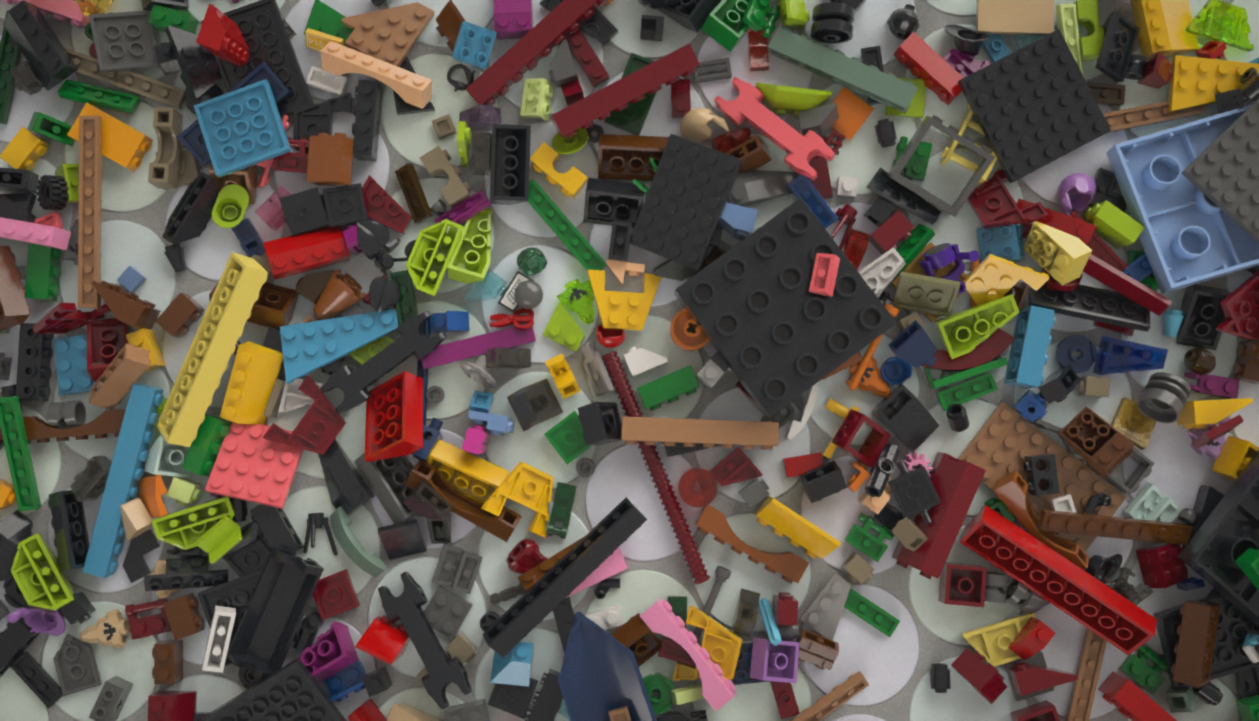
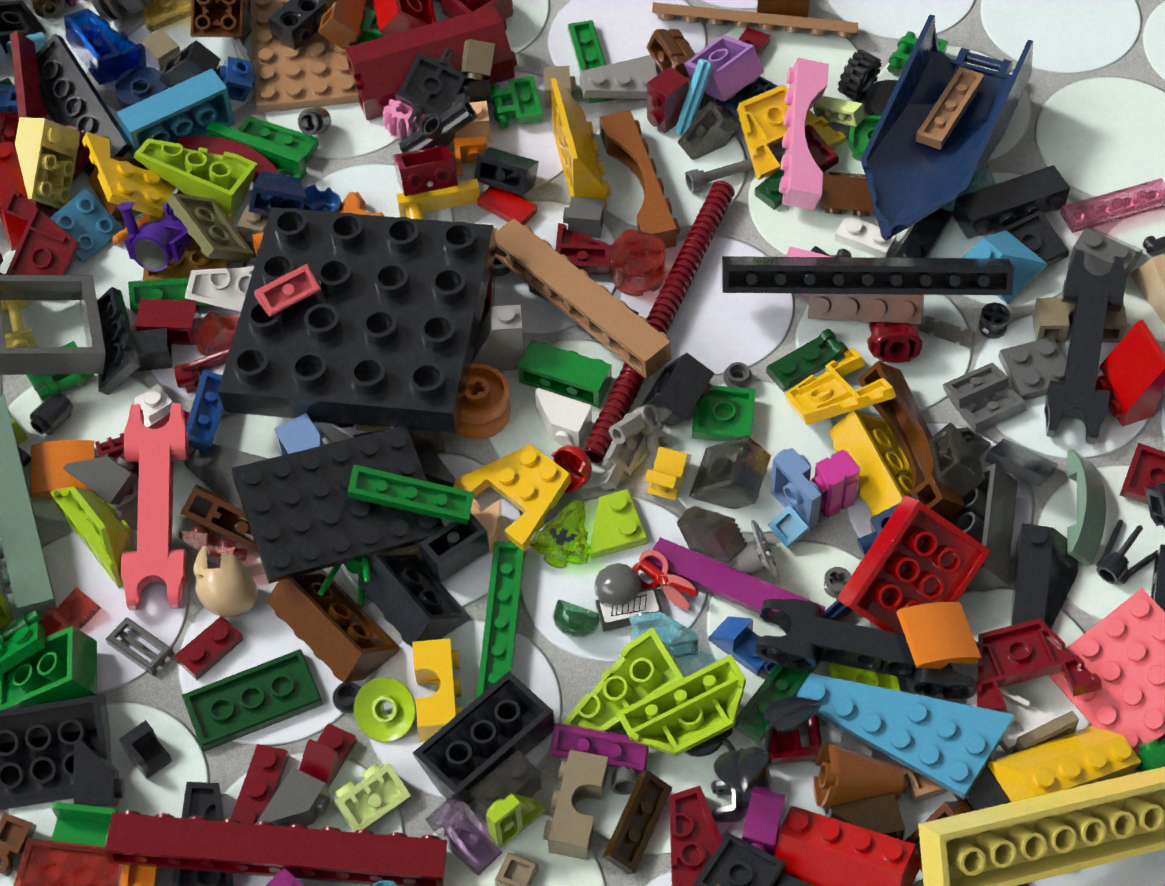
camera: 135 degrees left, 30 degrees down
(353, 394) = (938, 634): none -> orange slope
(600, 391) = (644, 420): none -> light grey bar
(625, 90) = (264, 688): dark red brick -> none
(654, 234) = (410, 494): none -> green plate
(905, 417) = (361, 164): black slope -> none

